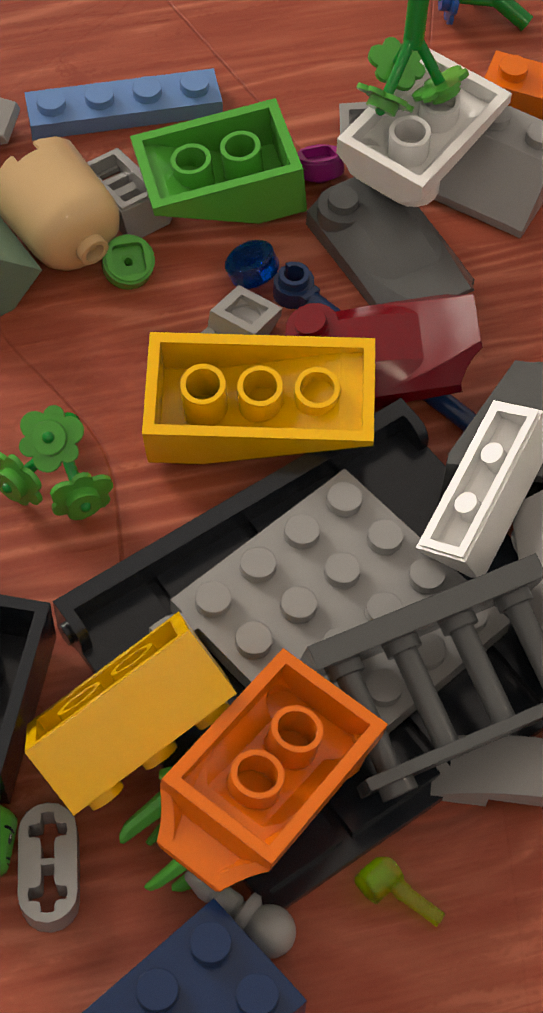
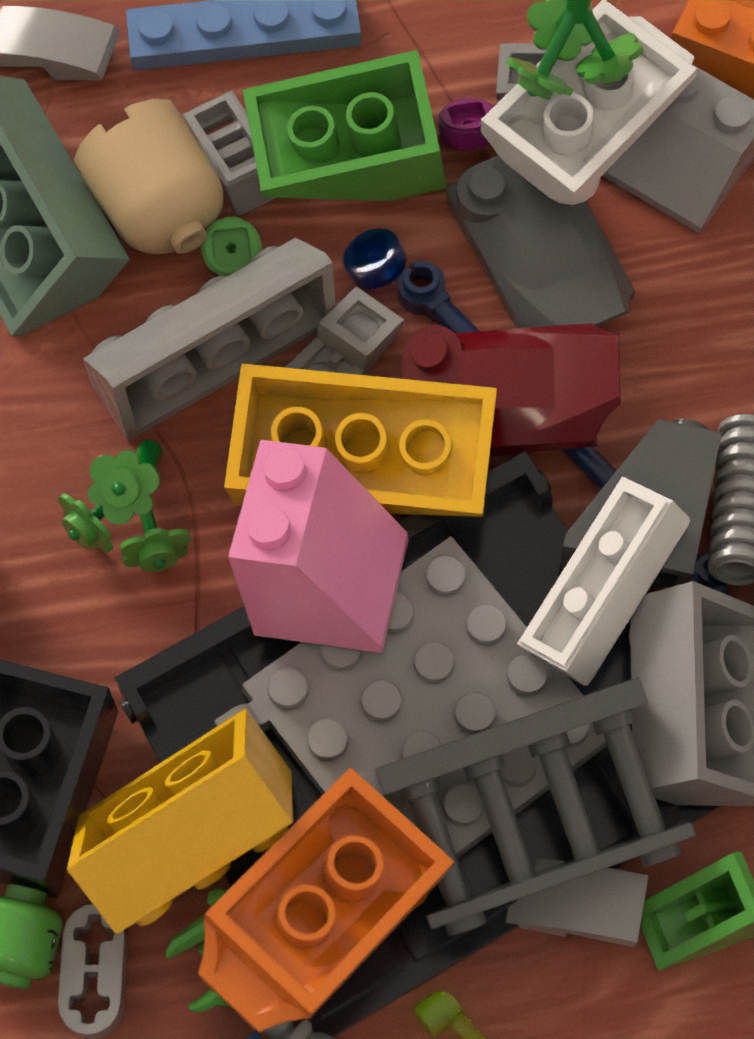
camera: 10 degrees right, 10 degrees up
(111, 330) = (203, 340): none -> light grey slope
(230, 473) = (315, 551): none -> bright pink slope

